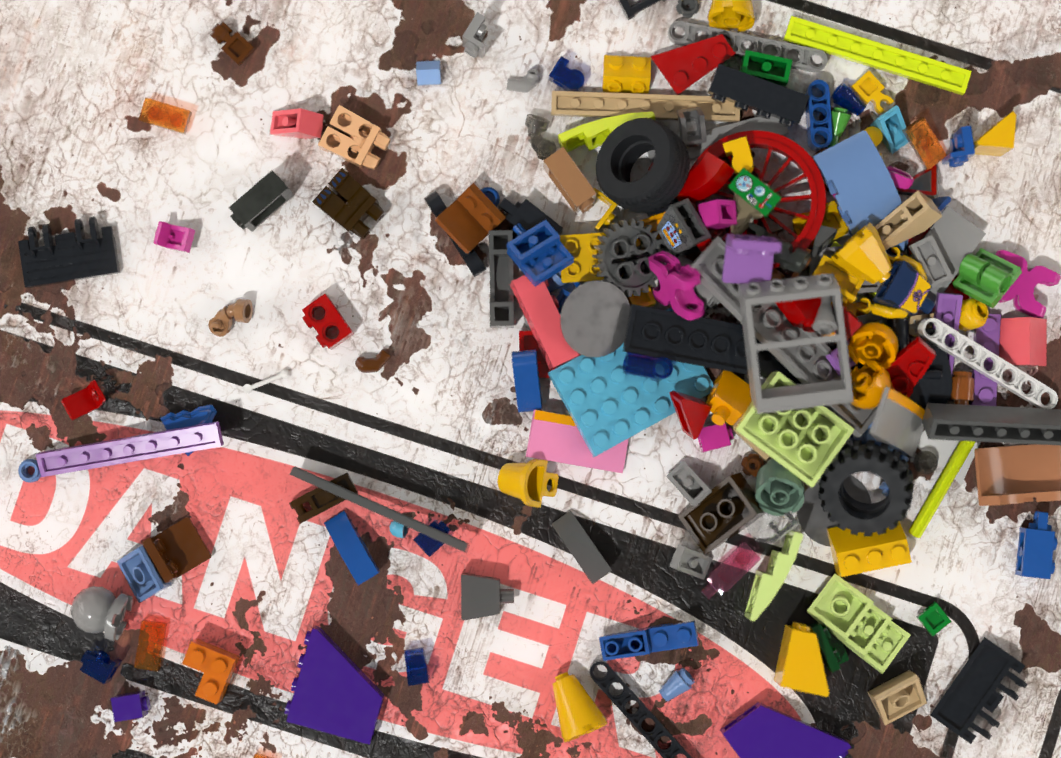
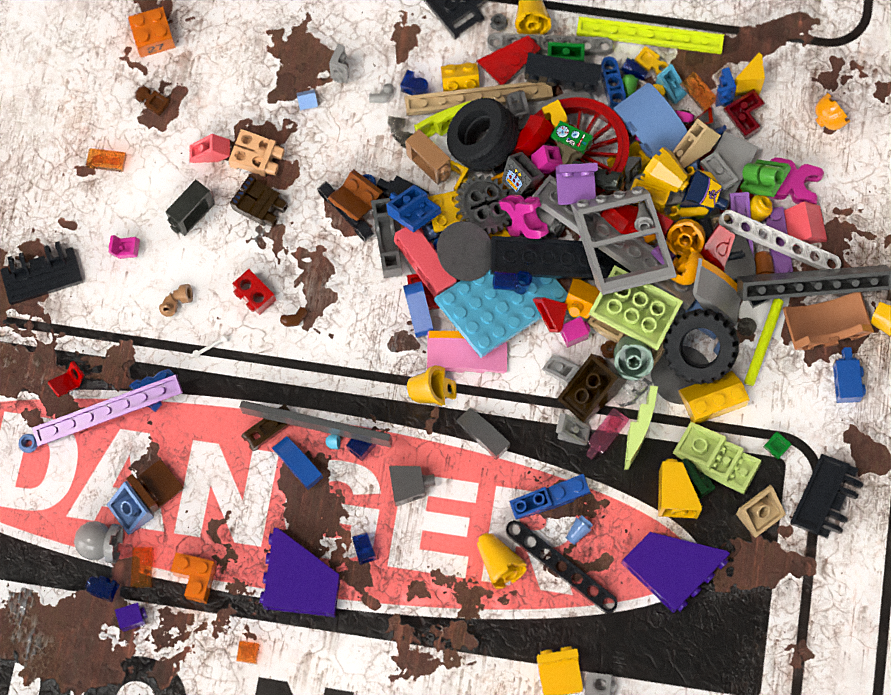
camera: 10 degrees left, 15 degrees down
(971, 182) = (740, 113): none -> dark red brick

